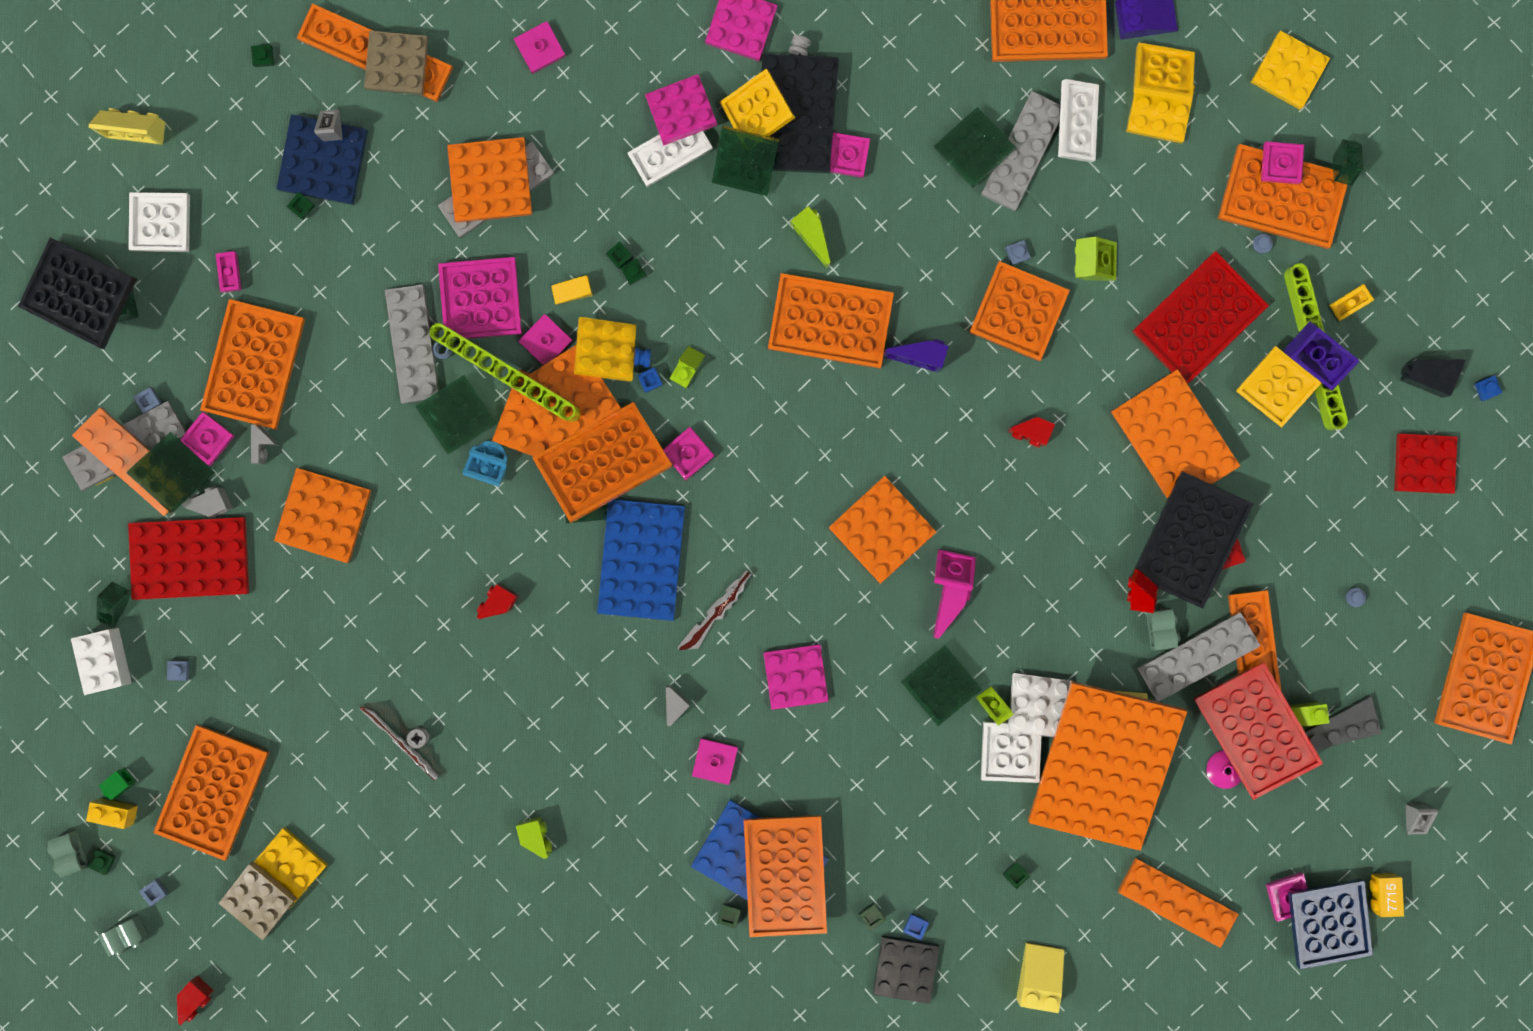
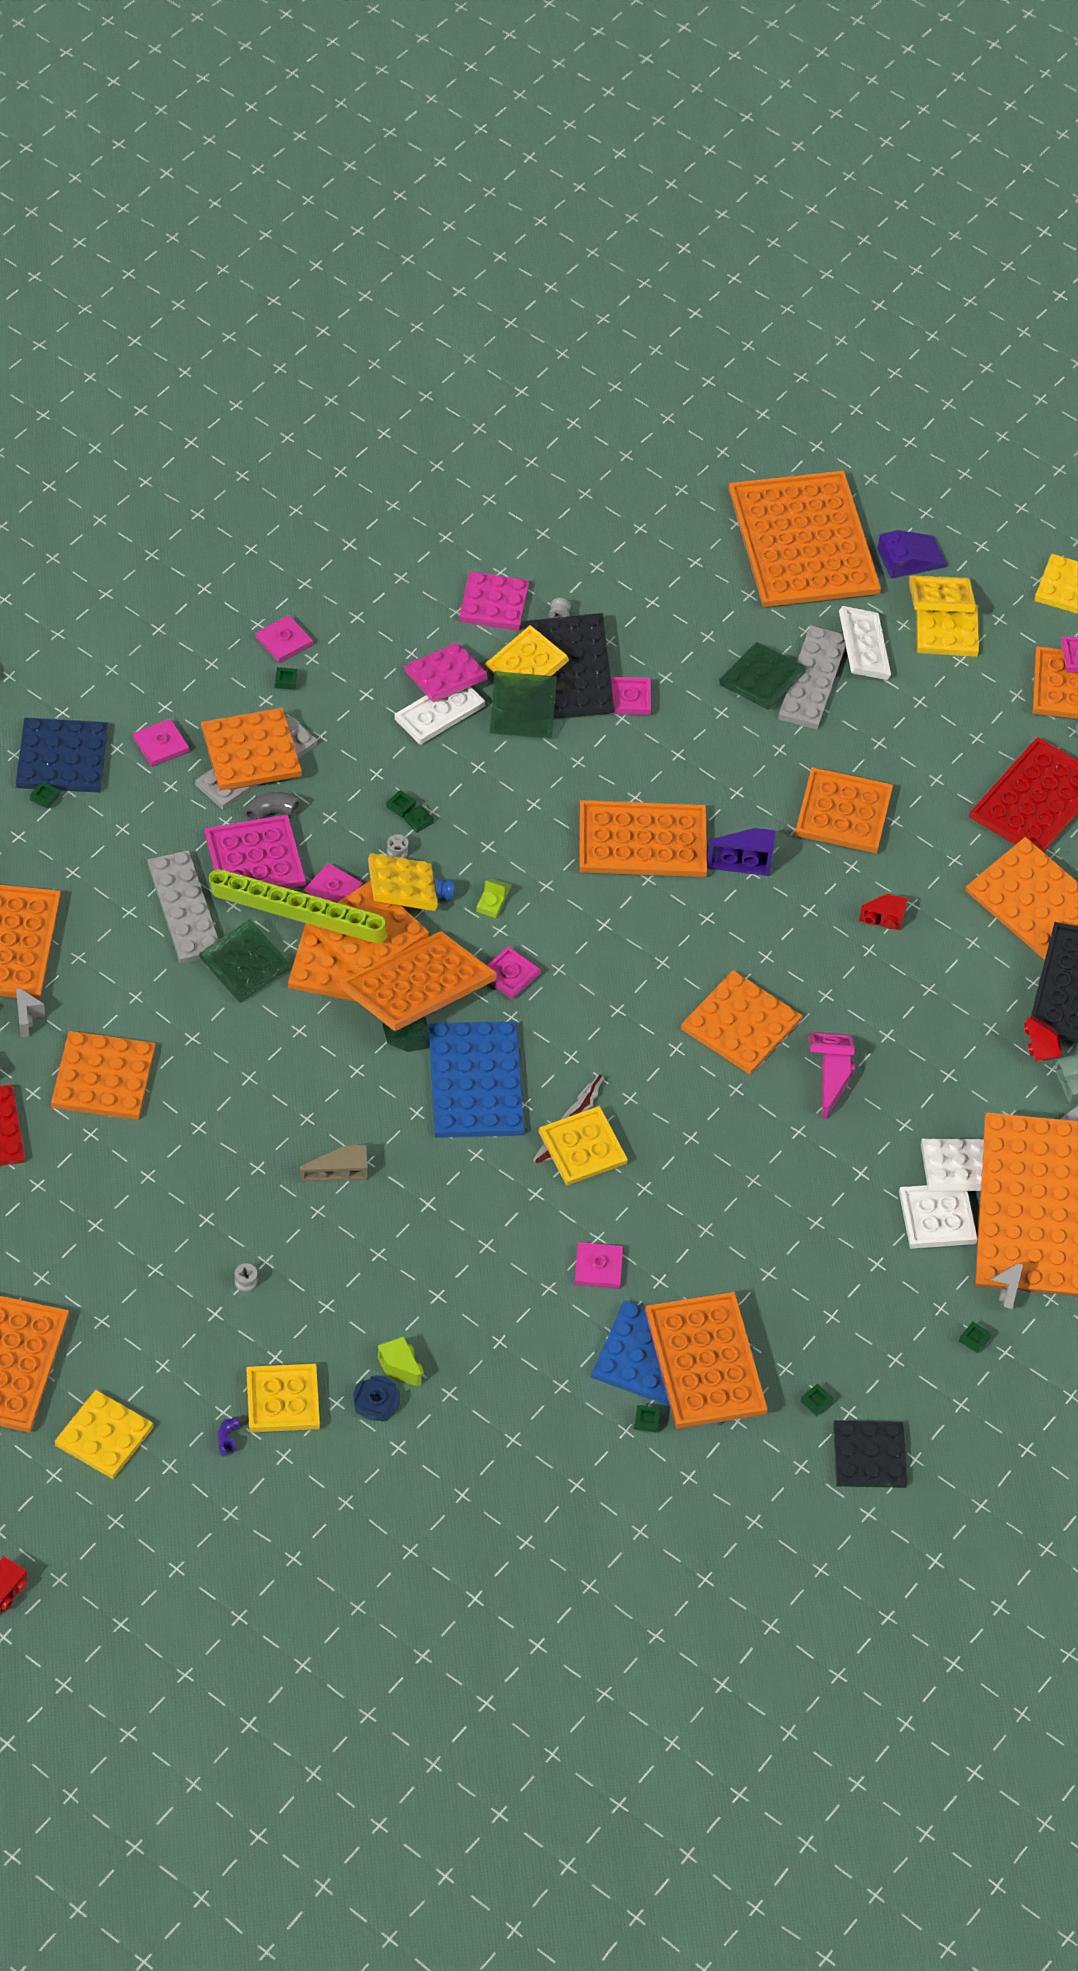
camera: 15 degrees left, 35 degrees down
(257, 900) = (75, 1466): plate -> none
(329, 125) = (72, 719): light grey slope -> none
(350, 43) = (109, 658): orange plate -> none
(385, 876) = (226, 1427): none -> dark purple piece
(396, 63) = (135, 660): dark tan plate -> none
(412, 156) = (160, 742): none -> dark pink plate
(416, 757) = (195, 1266): light grey sword -> none
(434, 856) = (282, 1398): none -> yellow plate
(436, 350) = (218, 902): sand blue plate -> none
(486, 463) = (285, 1003): dark azure slope -> none
(499, 602) = (319, 1133): red slope -> none
(502, 241) = (272, 803): none -> dark grey cylinder
(513, 877) = (376, 1410): none -> dark blue plate
(517, 636) = (339, 1165): none -> dark tan slope
(534, 96) = (286, 678): none -> dark green plate
(572, 290) = (355, 840): yellow slope -> none
(608, 301) = (397, 846): none -> light grey wheel
(650, 380) = (455, 910): blue plate -> none
(675, 705) = (543, 1210): light grey slope -> none
(720, 644) = (583, 1145): none -> yellow plate
(795, 676) = (674, 1172): dark pink plate -> none
(810, 230) = (605, 763): lime slope -> none
(916, 926) = (870, 1404): blue plate -> none
(941, 685) = (842, 1159): clear green plate -> none
(994, 706) = (908, 1171): lime slope -> none
(1017, 252) = (830, 761): sand blue plate -> none
(1041, 978) = (1031, 1442): light yellow slope -> none
(1055, 835) = (1011, 1278): none -> light grey slope
(1096, 259) = (913, 756): lime slope -> none

